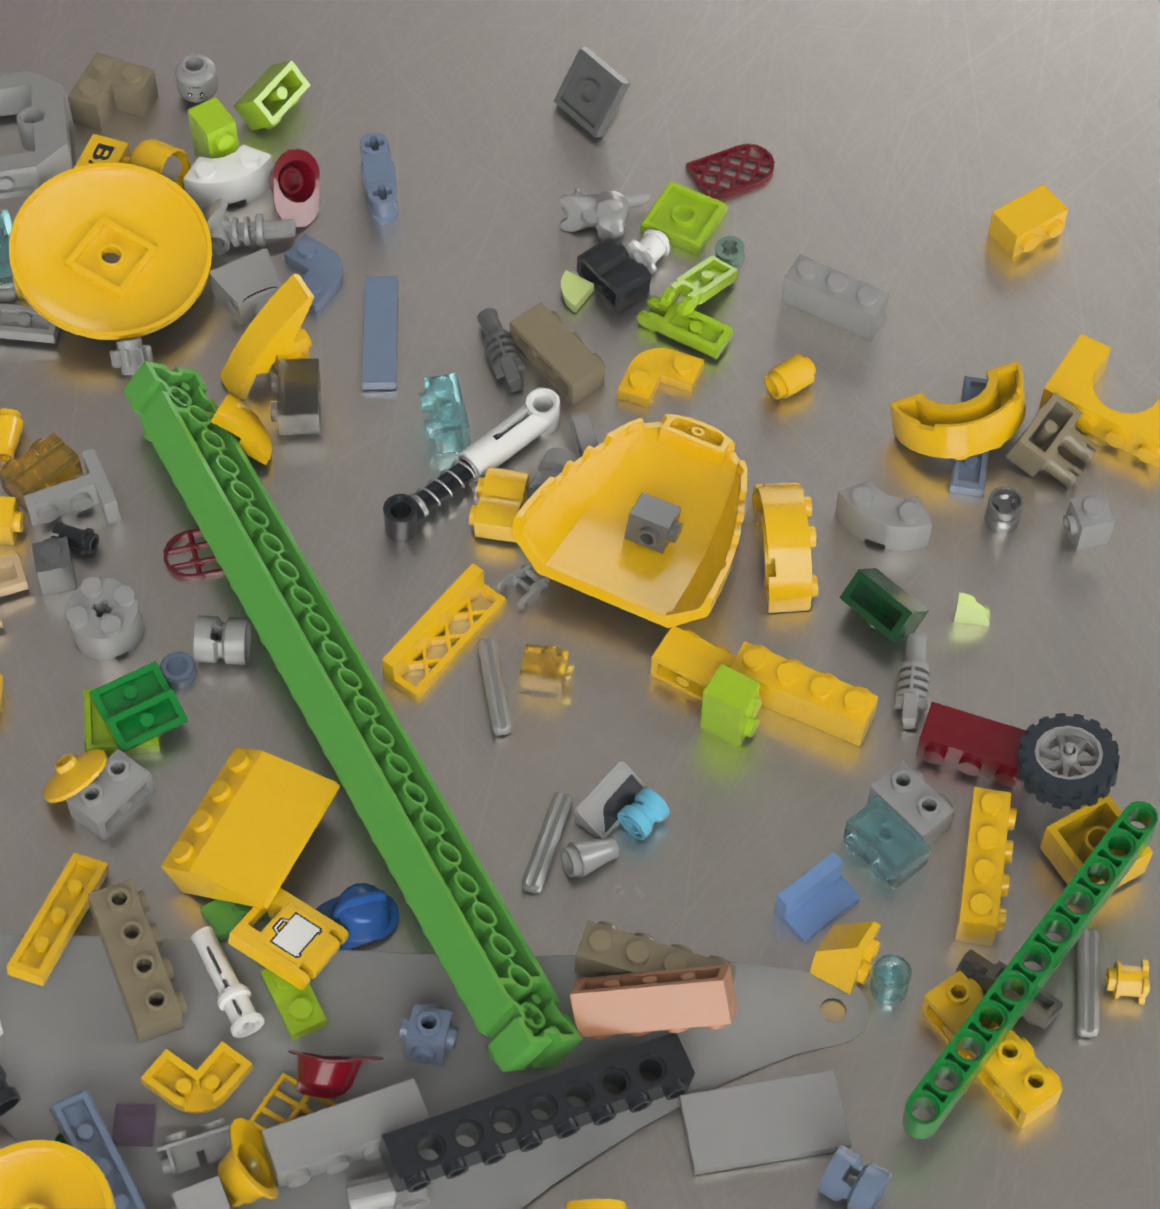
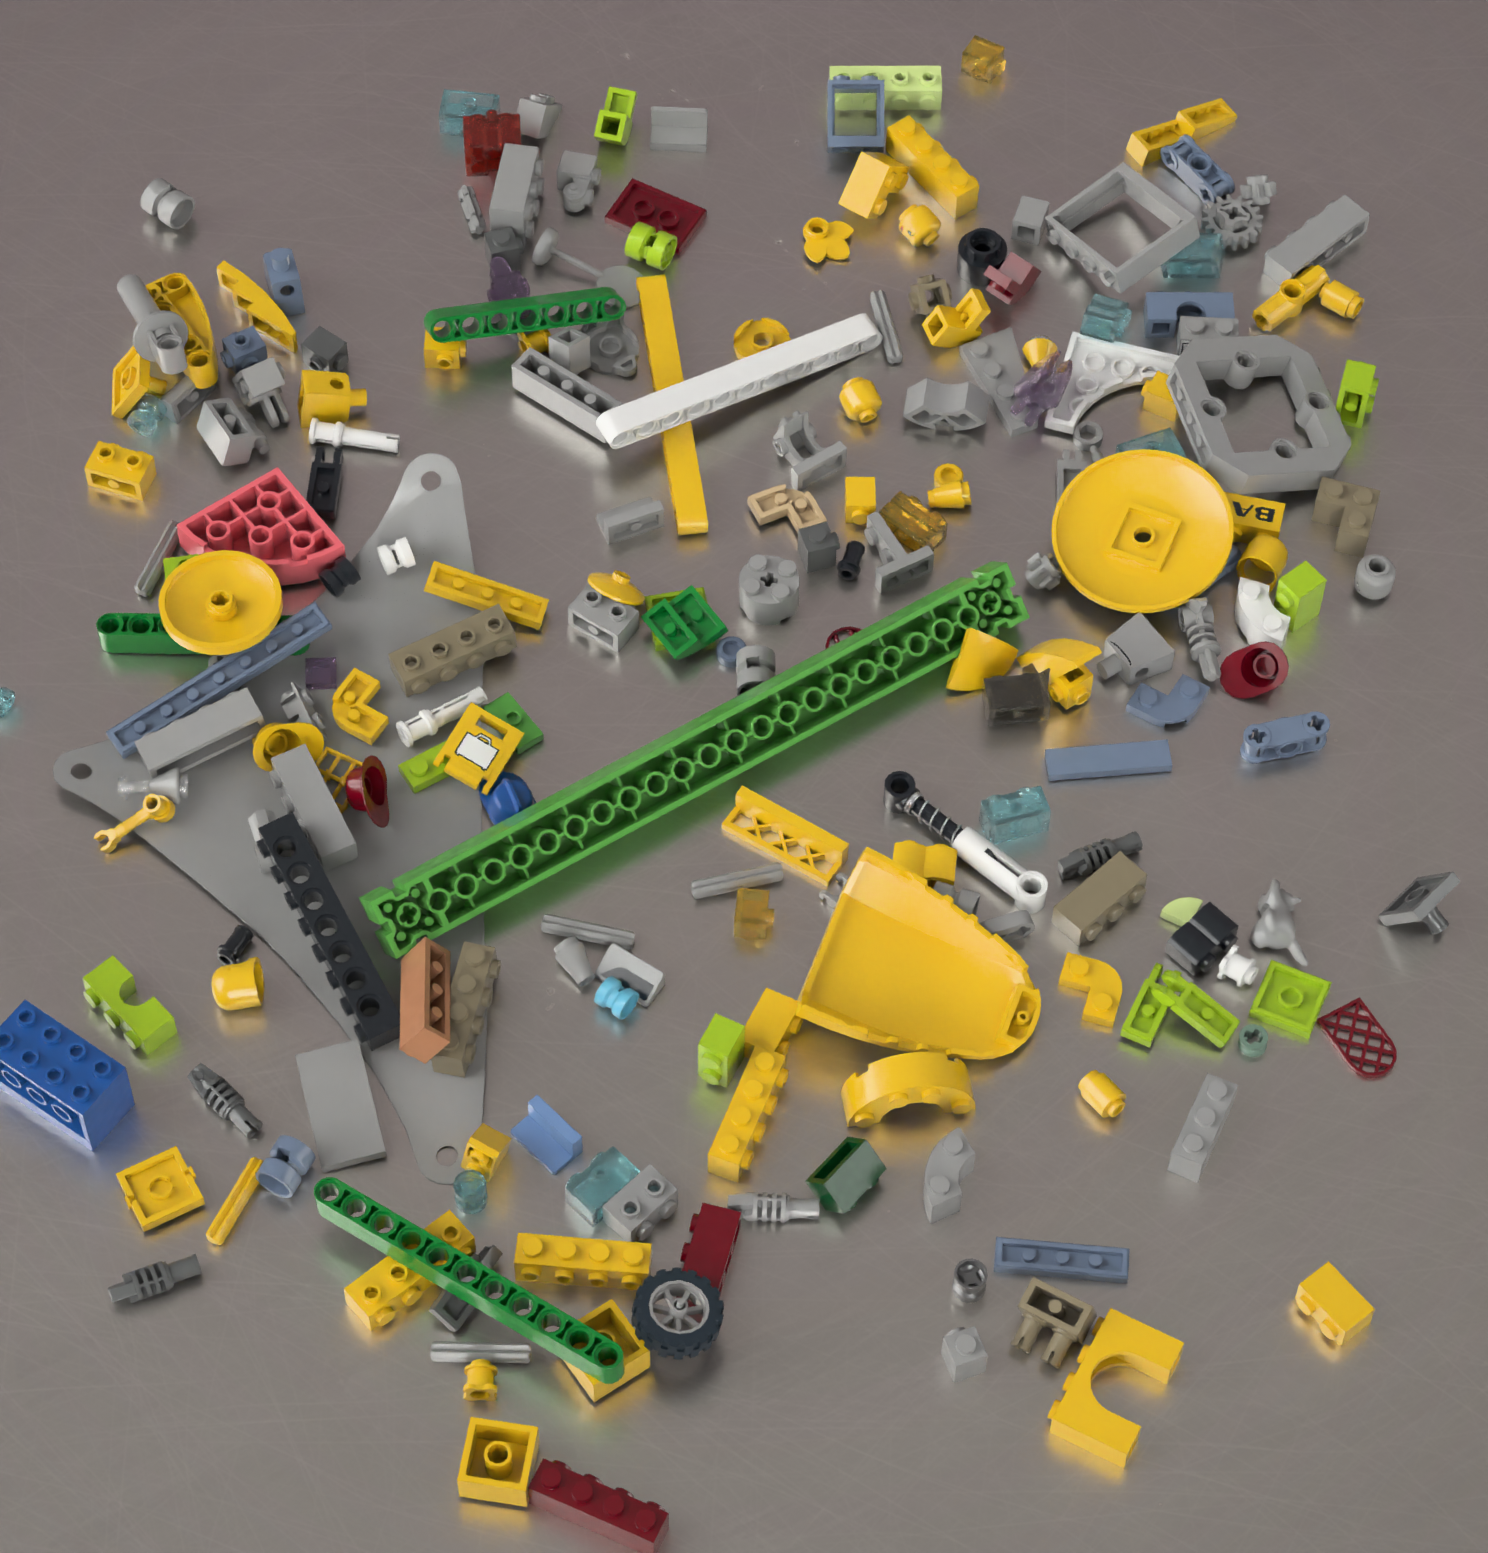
camera: 85 degrees right, 0 degrees up
(249, 829) = (571, 707): yellow slope -> none
(272, 95) = (1364, 638): lime brick -> none
(428, 1034) = (399, 853): sand blue brick -> none
(653, 523) = (909, 982): dark grey brick -> none
(967, 426) = (1057, 1251): yellow brick -> none
(971, 612) = (854, 1255): yellowish green tile -> none

